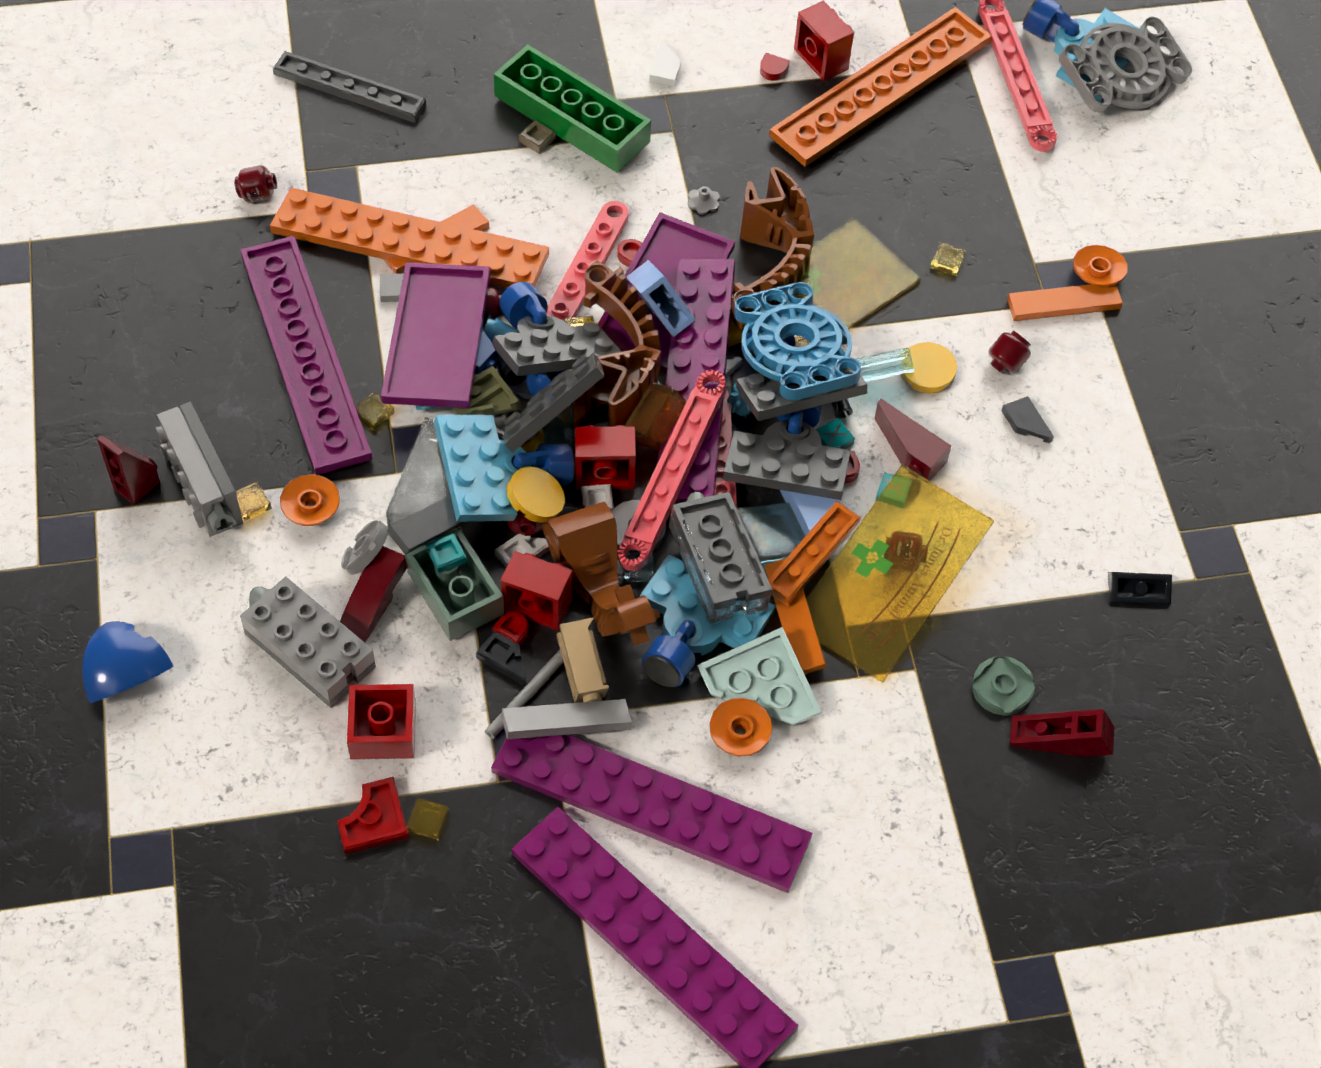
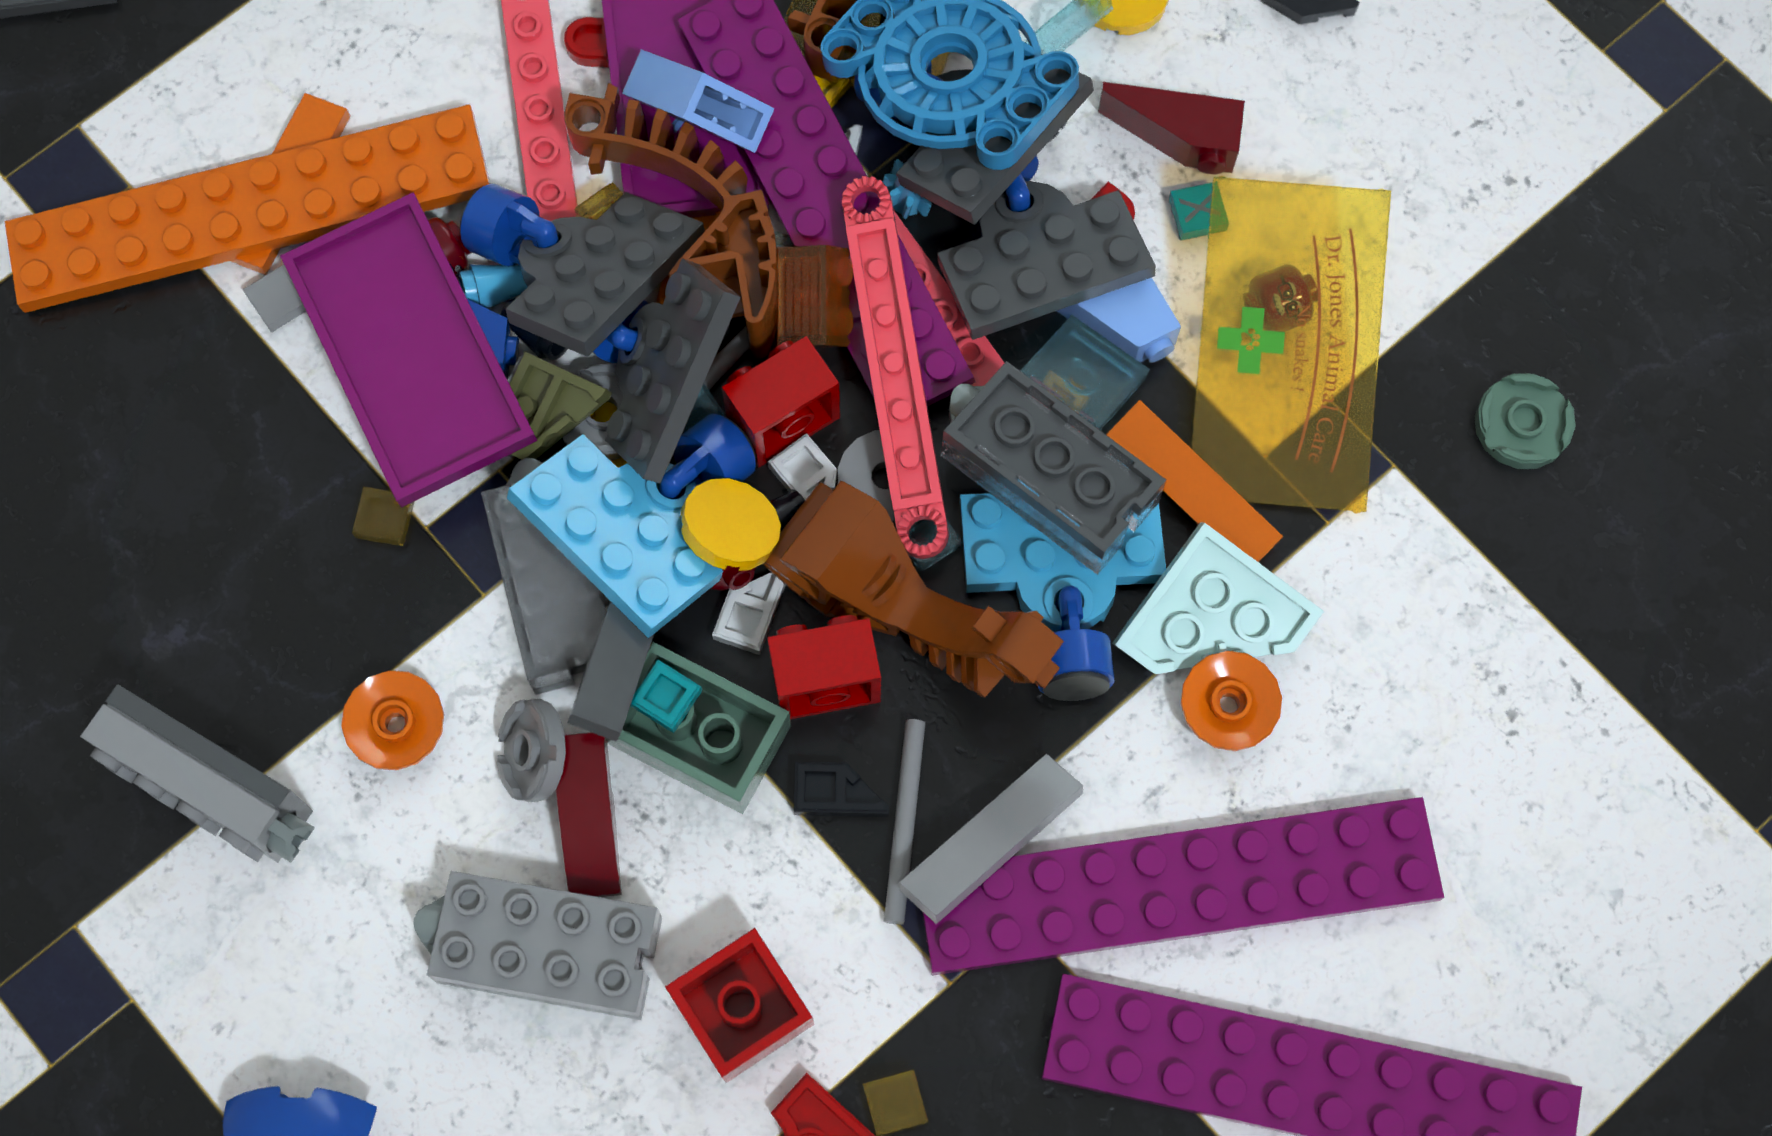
camera: 30 degrees left, 15 degrees up
(128, 470) = (91, 839): dark red slope -> none
(252, 501) = (303, 769): clear yellow tile -> none
(306, 356) = (219, 486): magenta plate -> none
(513, 627) = (817, 739): red tile -> none
(582, 661) = (957, 739): tan window -> none
(812, 552) = (1167, 378): orange tile -> none
(835, 435) = (1067, 171): teal tile -> none
(1067, 733) = (1648, 447): dark red slope -> none
(1140, 587) = (1606, 166): black slope -> none

